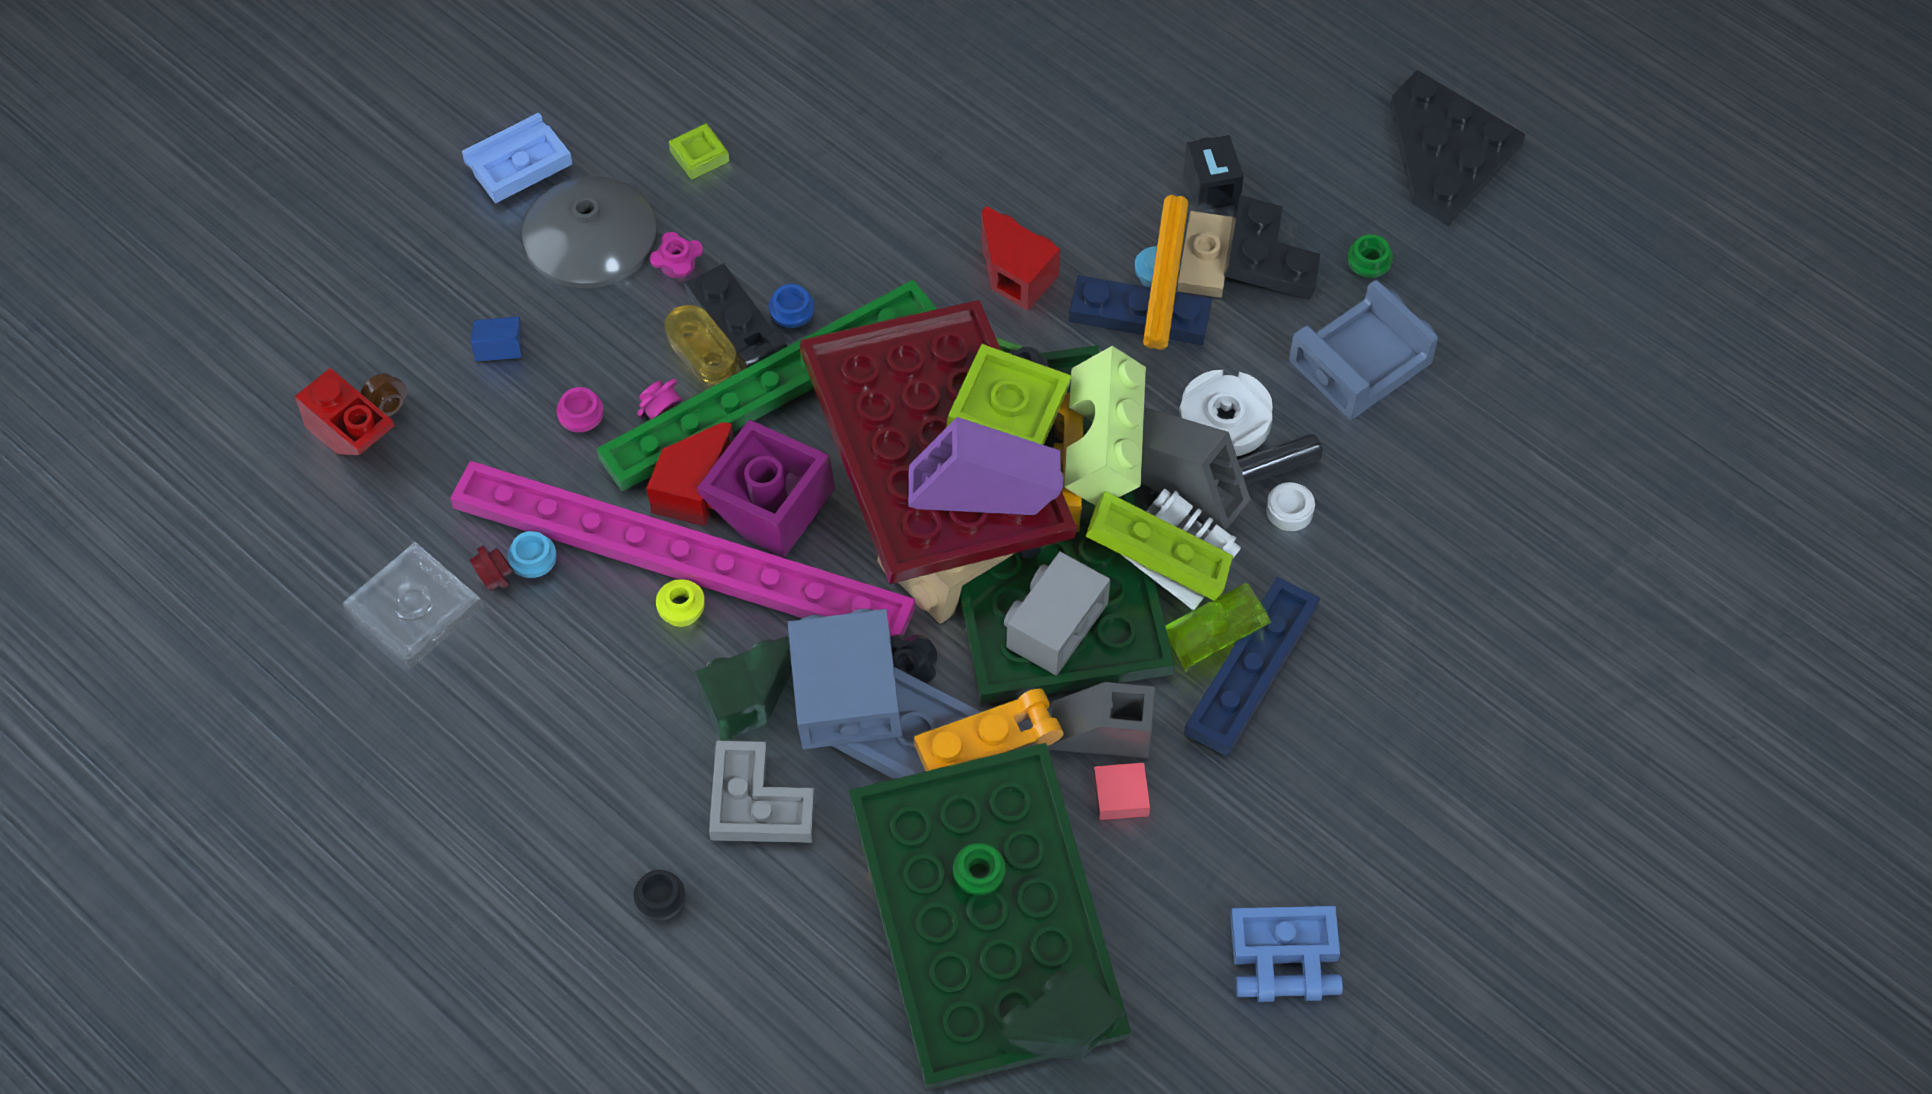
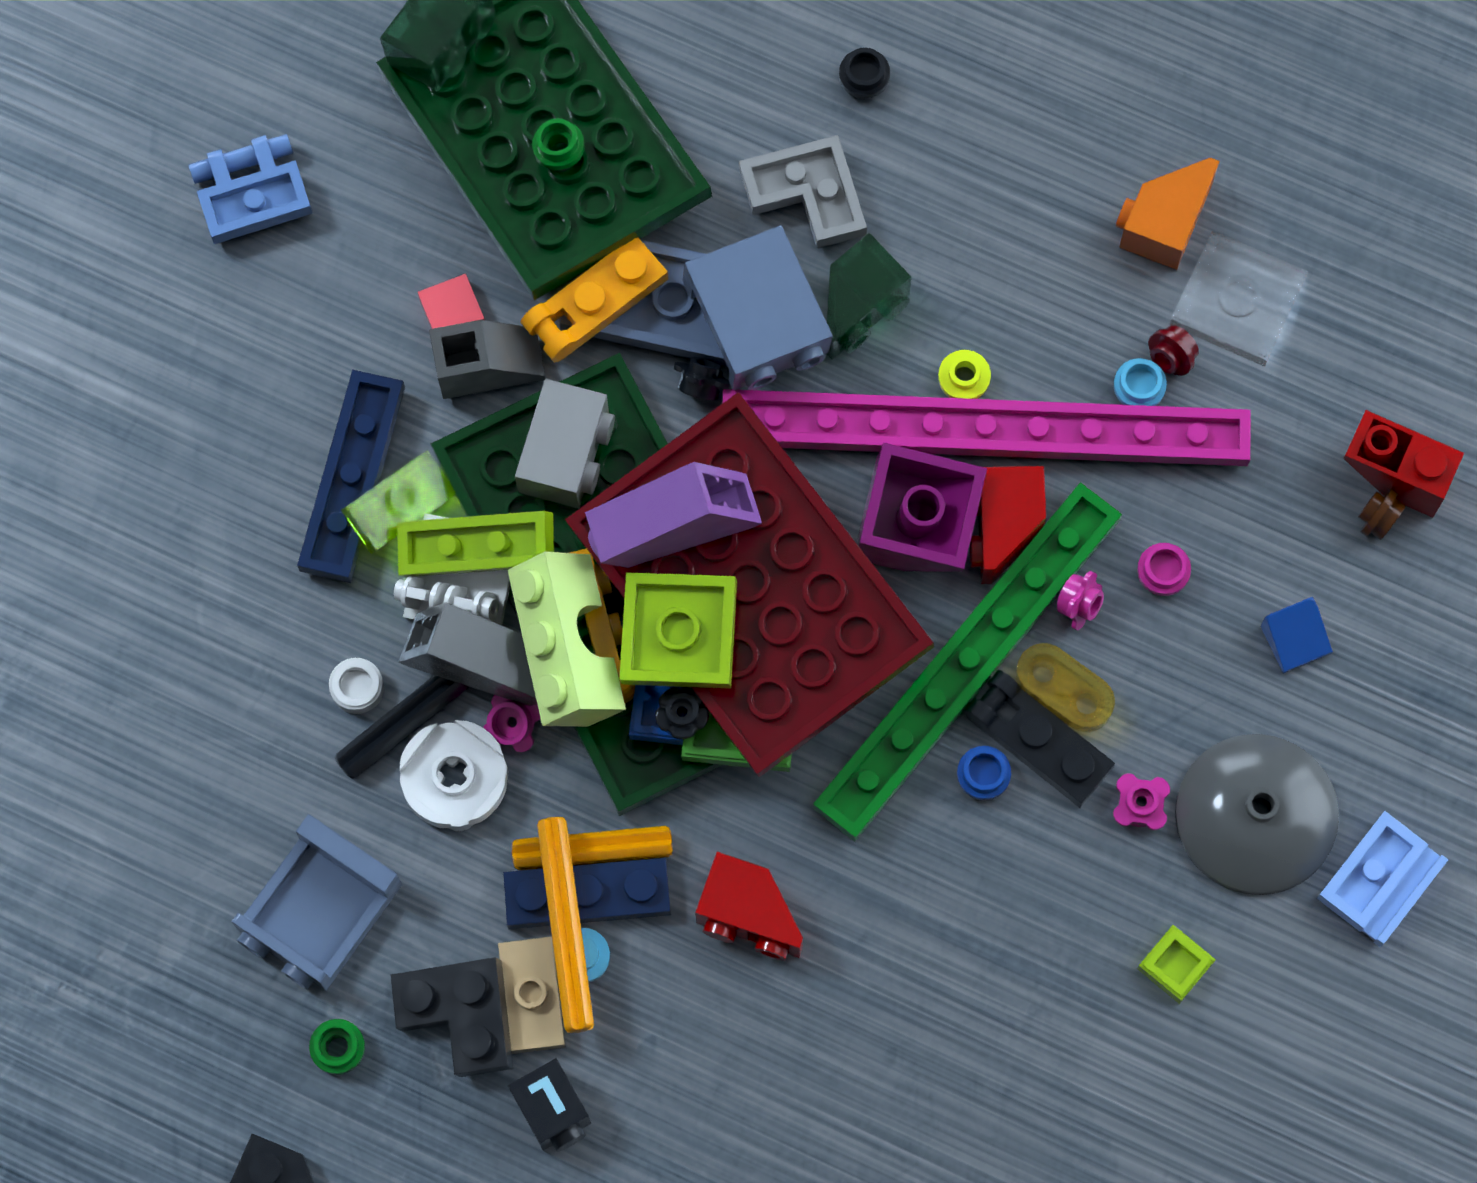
camera: 165 degrees right, 15 degrees up
(437, 681) = (1166, 213): none -> orange slope
(1122, 336) = (600, 847): none -> light orange axle

